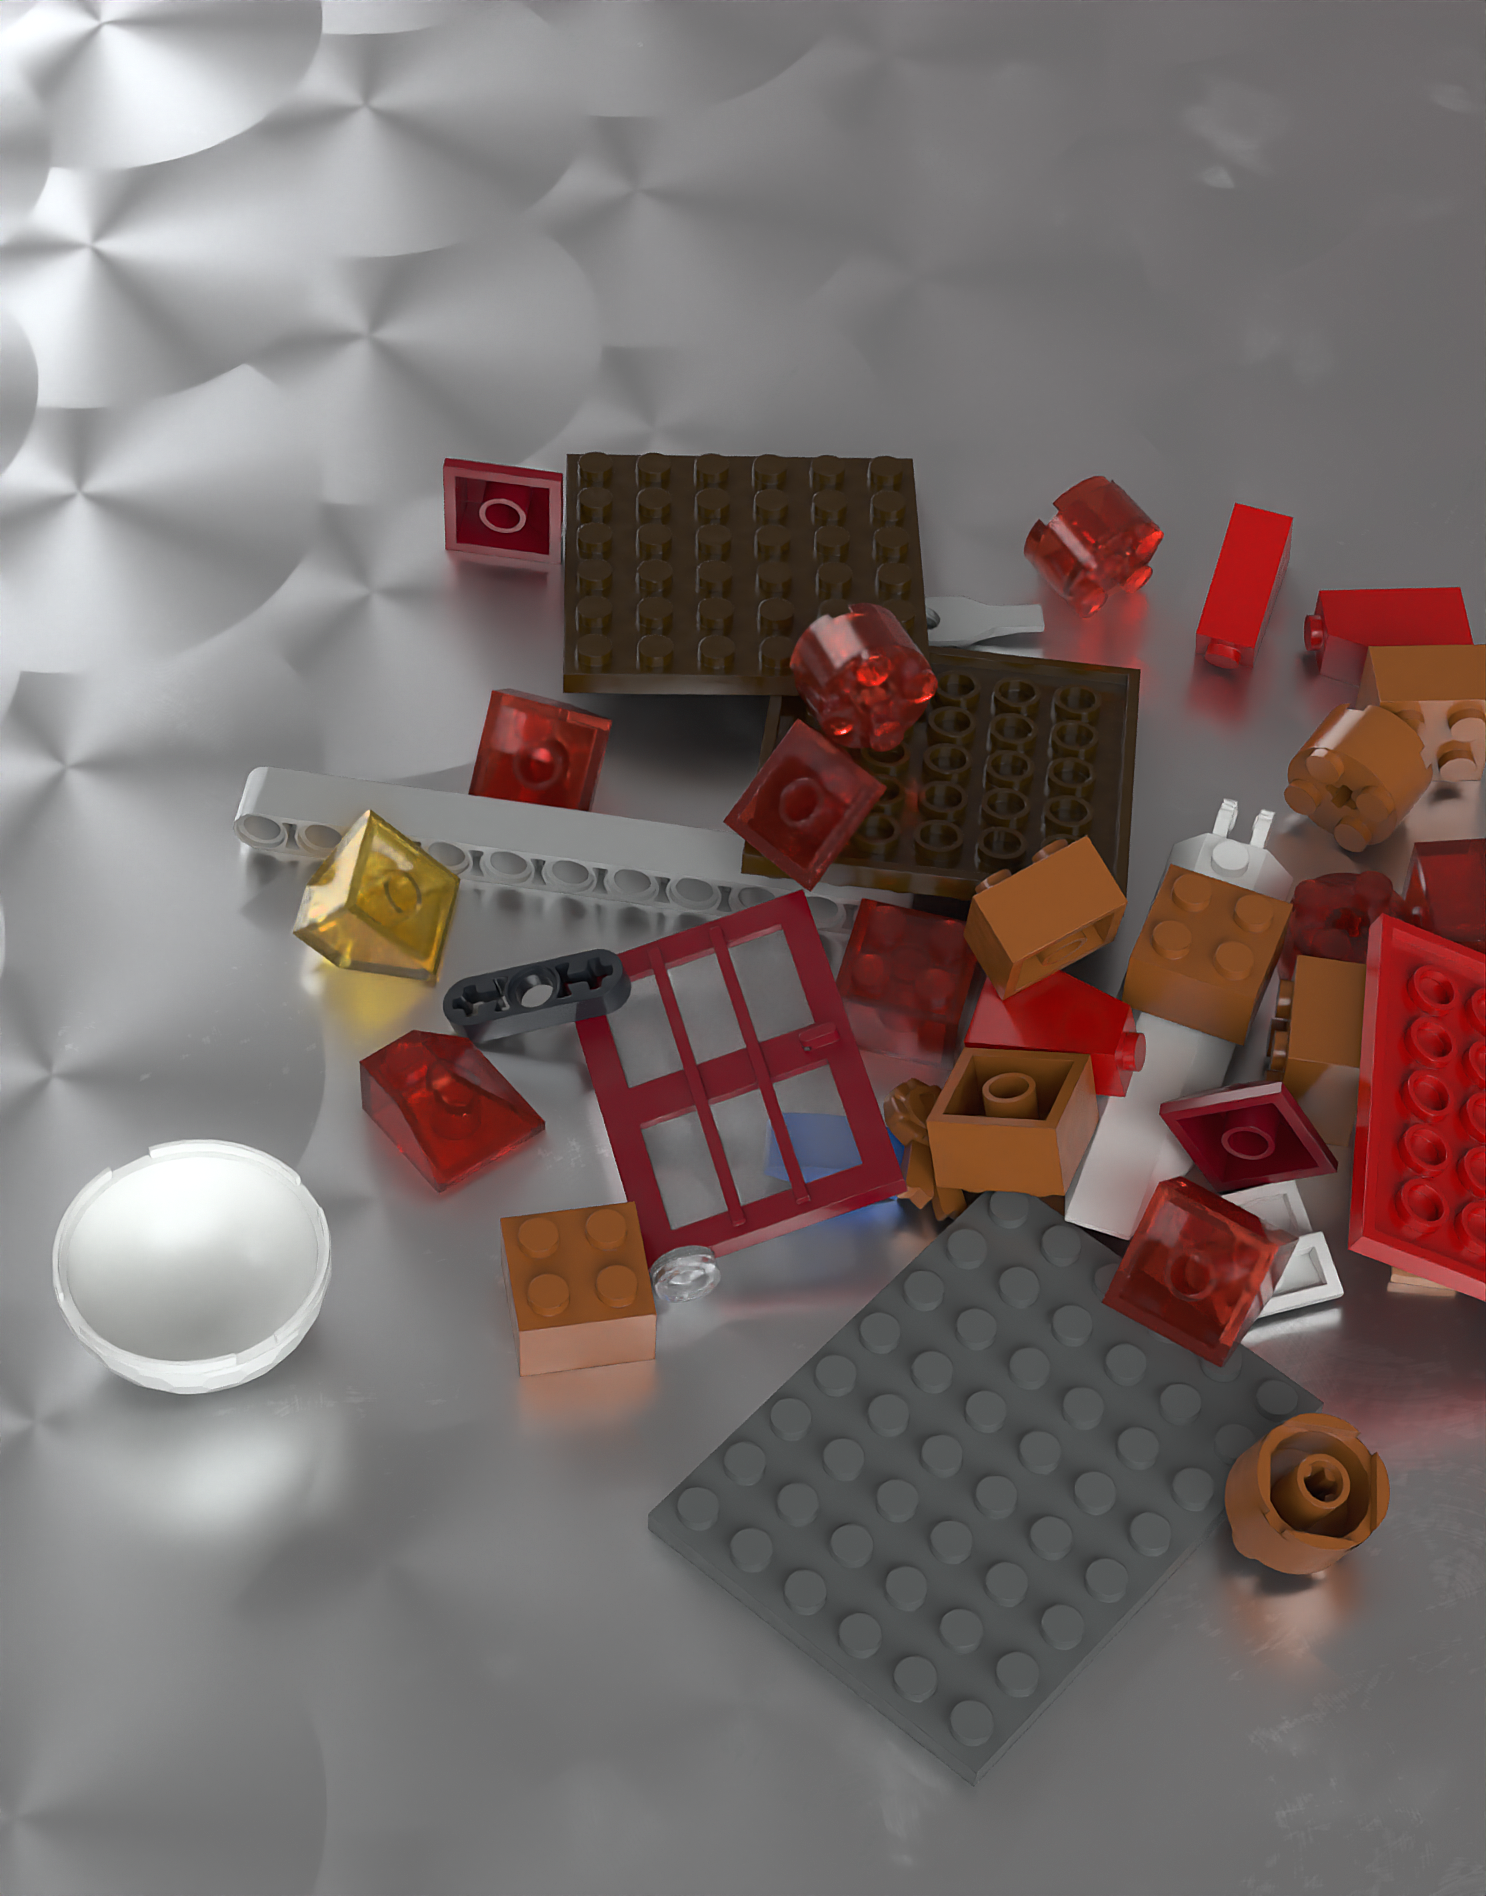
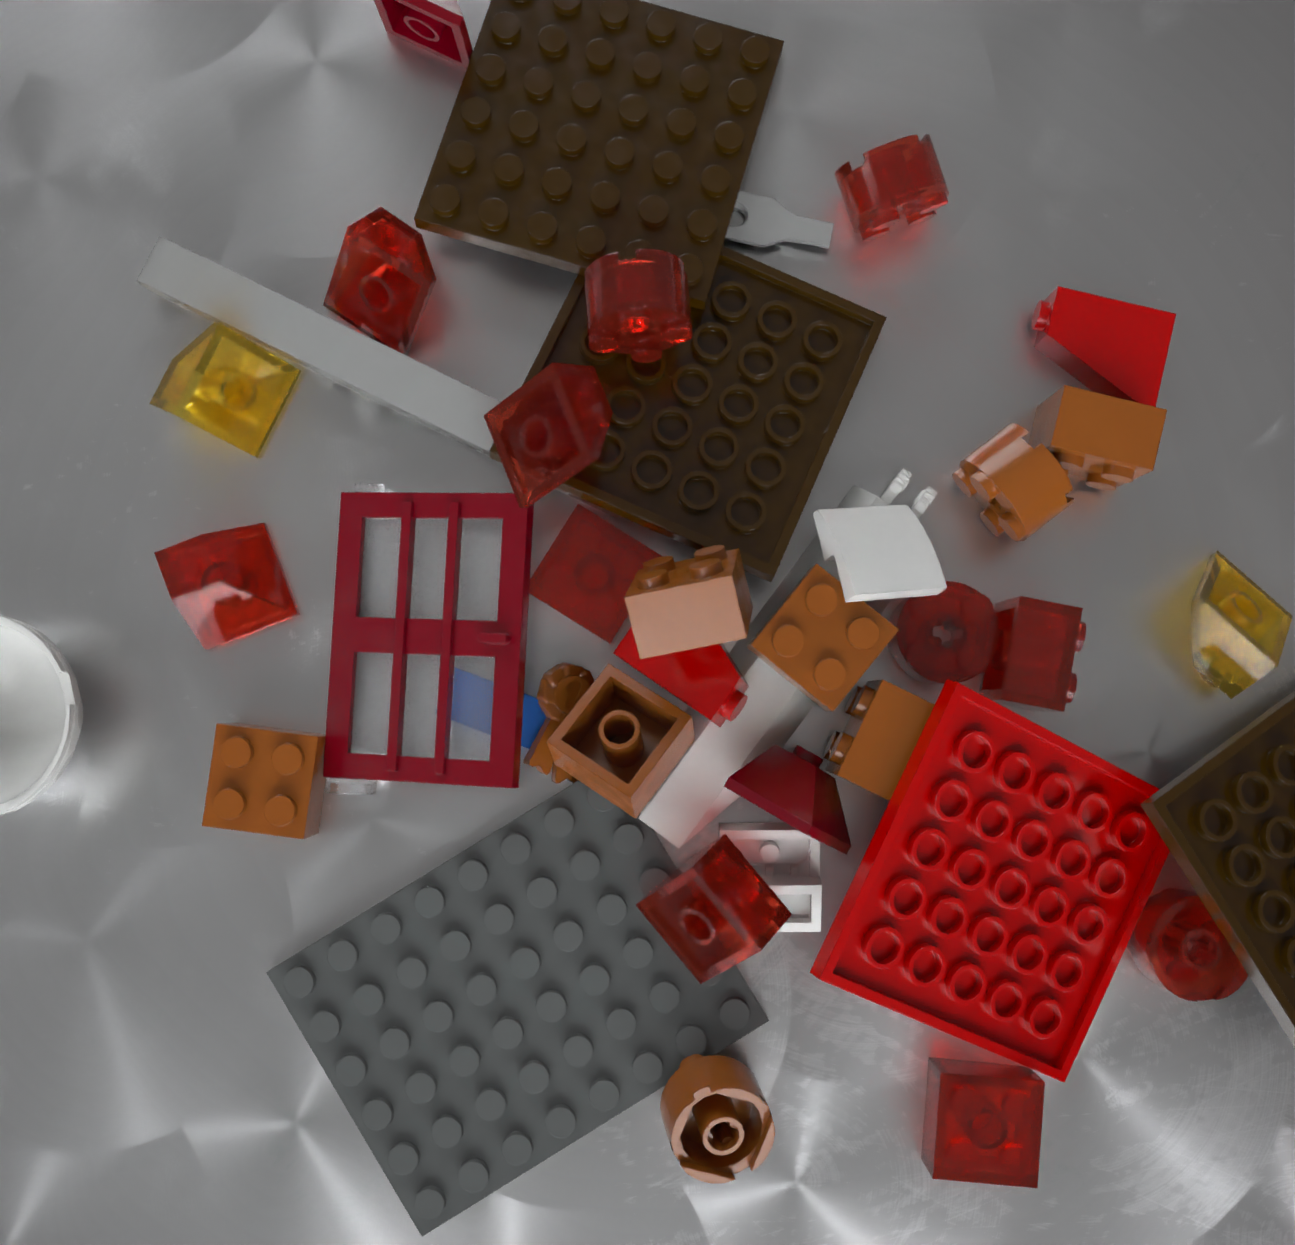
camera: 25 degrees right, 35 degrees up
(559, 1009) = (329, 525): black beam -> none
(1239, 853) = (879, 552): none -> white slope
(1244, 587) = (998, 265): red slope -> none

